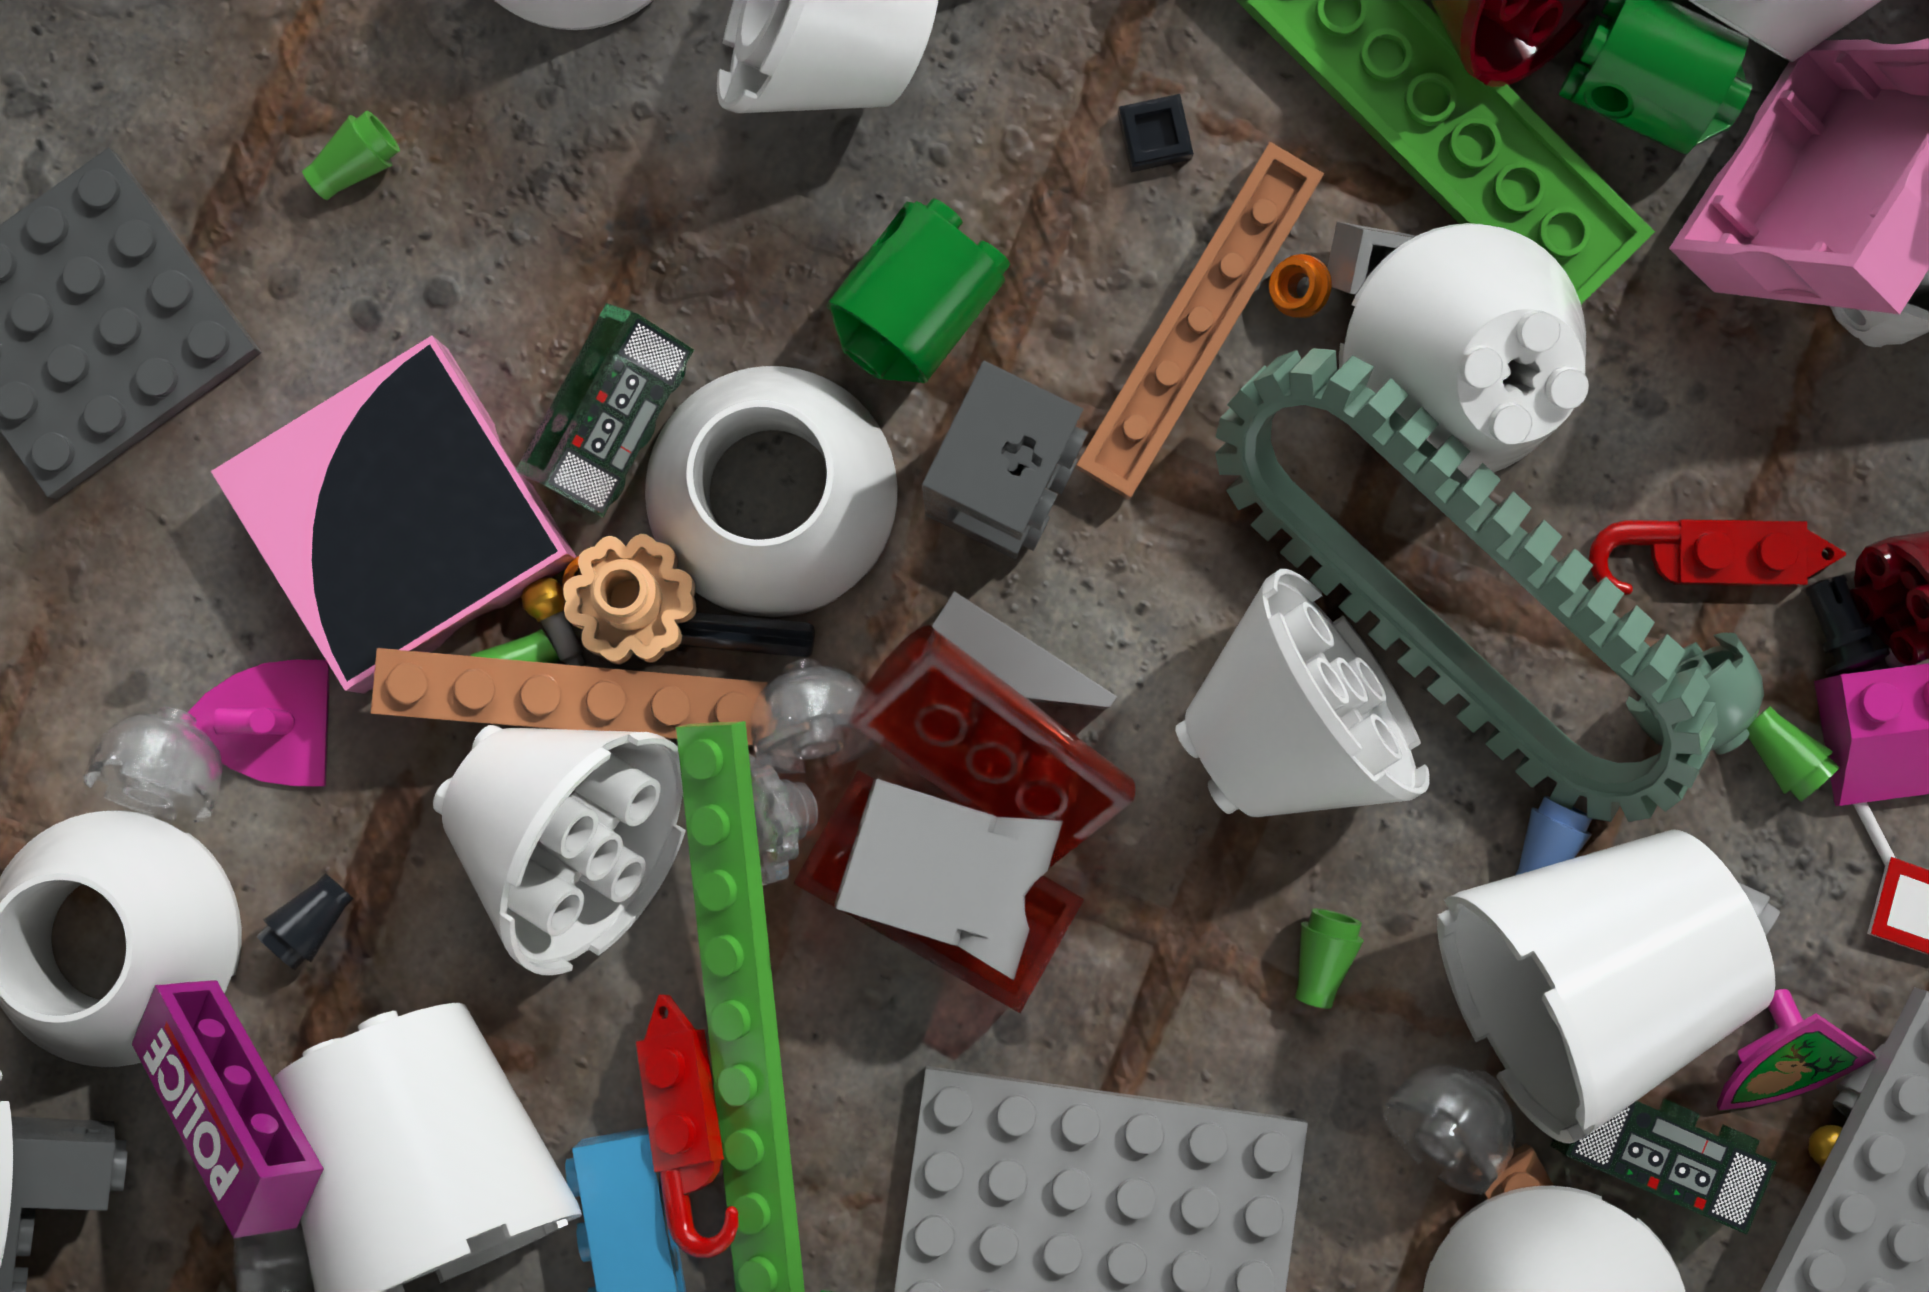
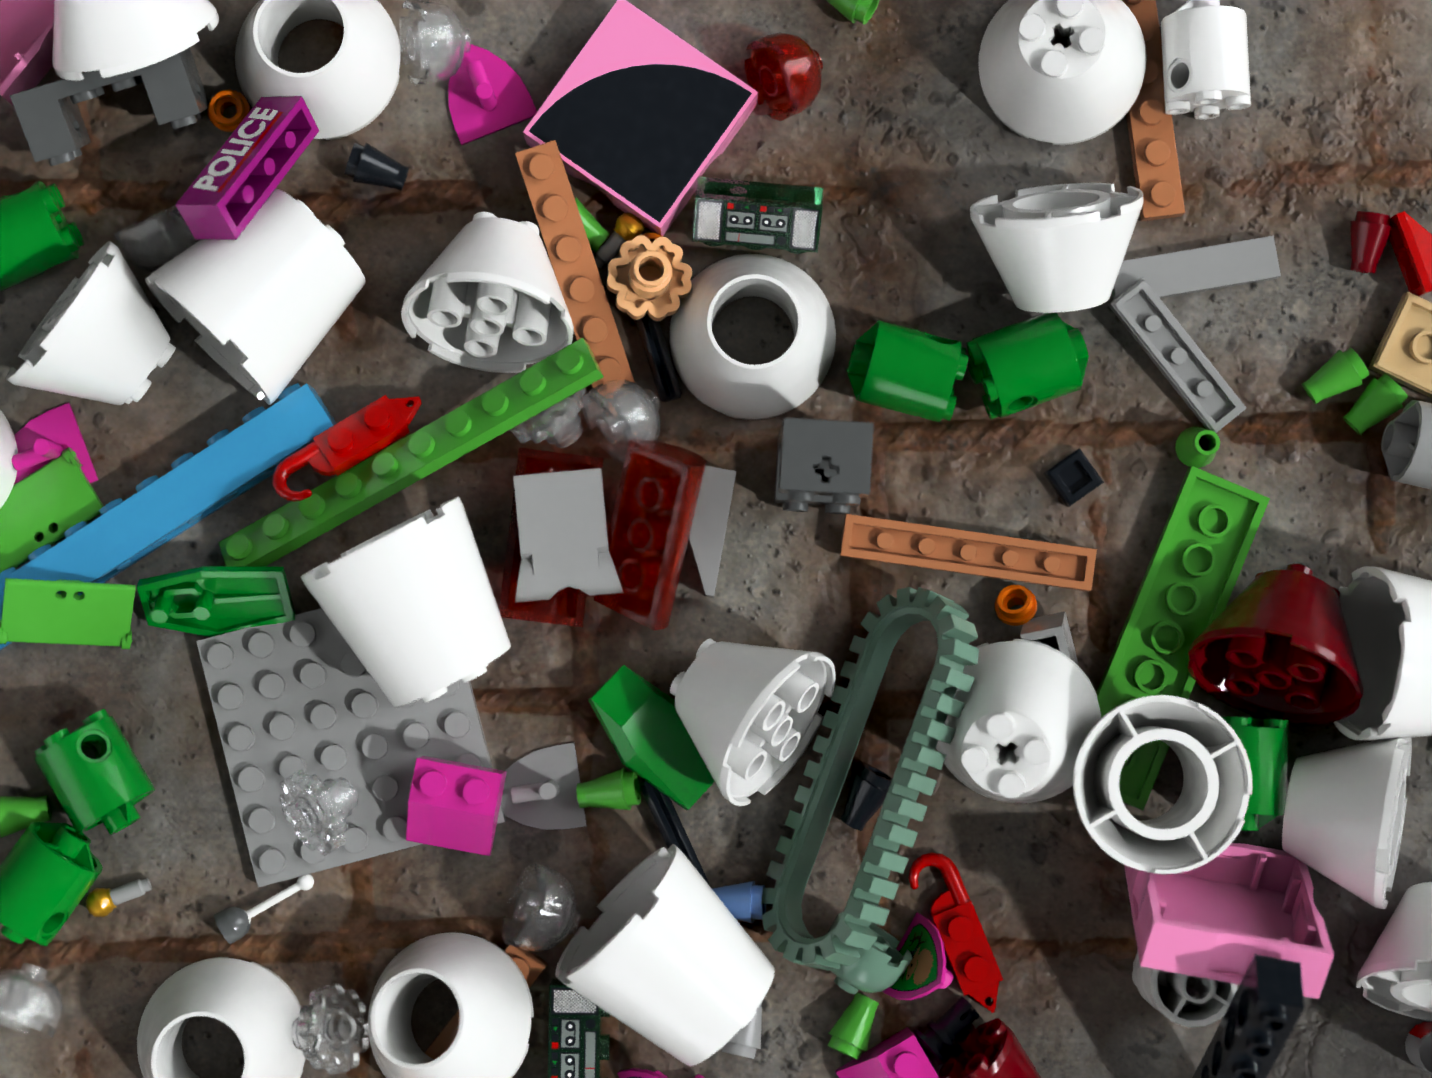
camera: 65 degrees right, 0 degrees up
(113, 1101) = (220, 102): none -> orange plate
(421, 289) = (784, 73): none -> clear red cylinder
(959, 1126) = (415, 605): none -> white cone
(975, 124) = (1027, 363): none -> green cylinder
(1257, 1184) = (454, 805): none -> dark pink slope
(1274, 867) = (651, 736): none -> green piece
(1282, 1049) = (543, 789): none -> light grey shield
(1402, 891) = (669, 823): none -> black axle
(1478, 602) = (865, 796): none -> black cone
(1703, 141) = (1212, 793): none -> white cone
(1759, 616) = (928, 963): none -> shield

